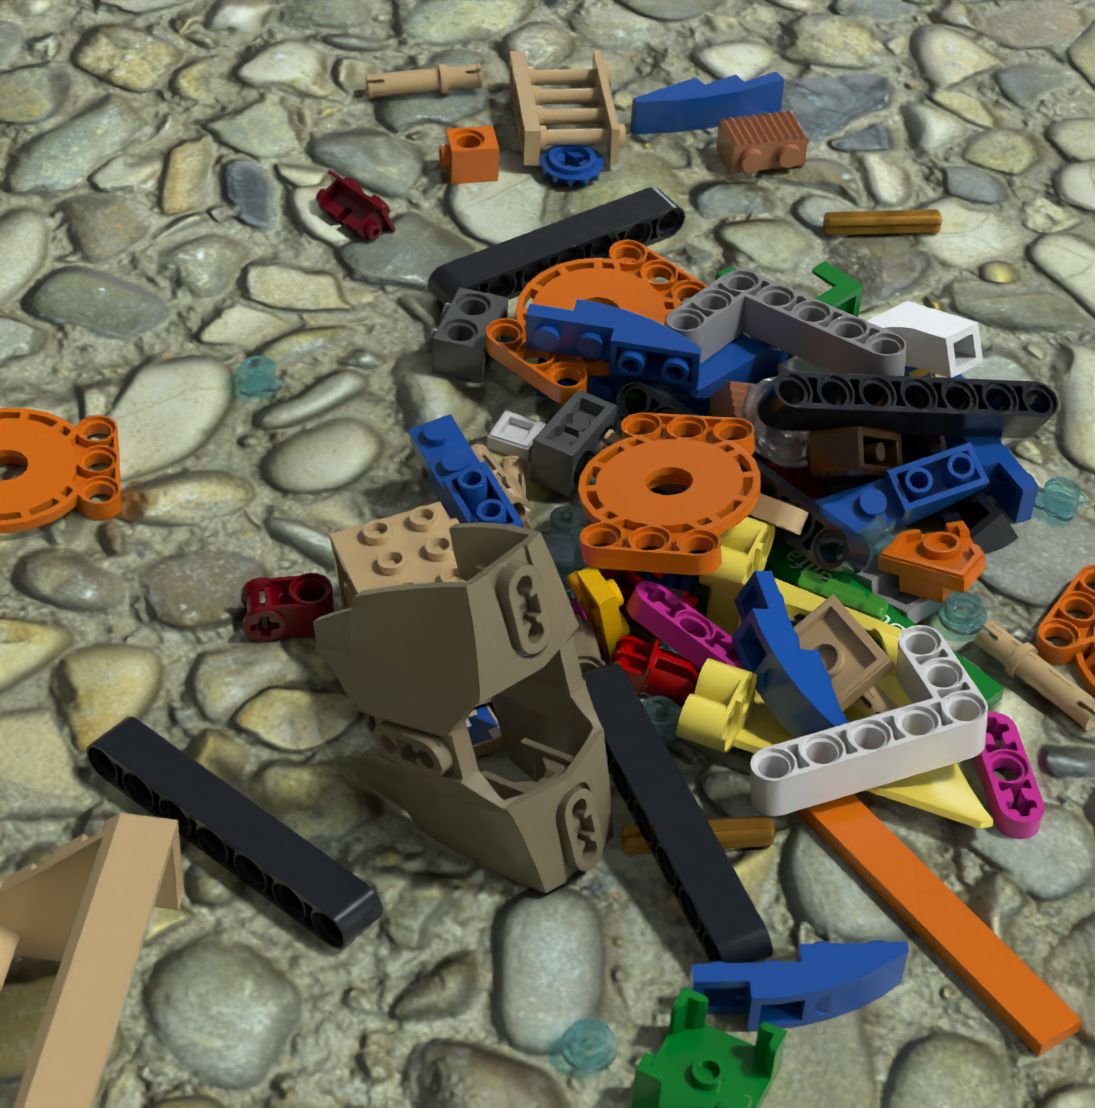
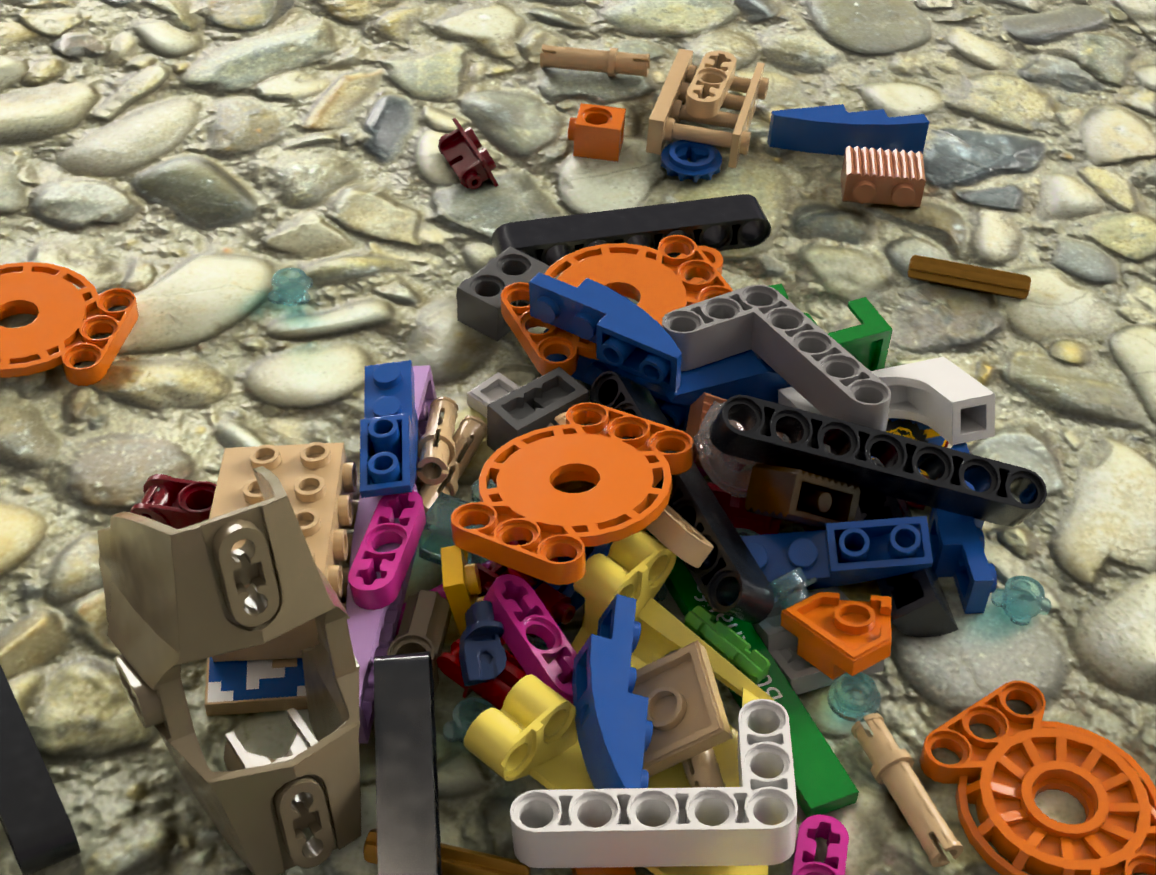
camera: 20 degrees right, 0 degrees up
(561, 83) = (710, 84): none -> tan beam
(647, 646) = (480, 648): none -> dark blue piece

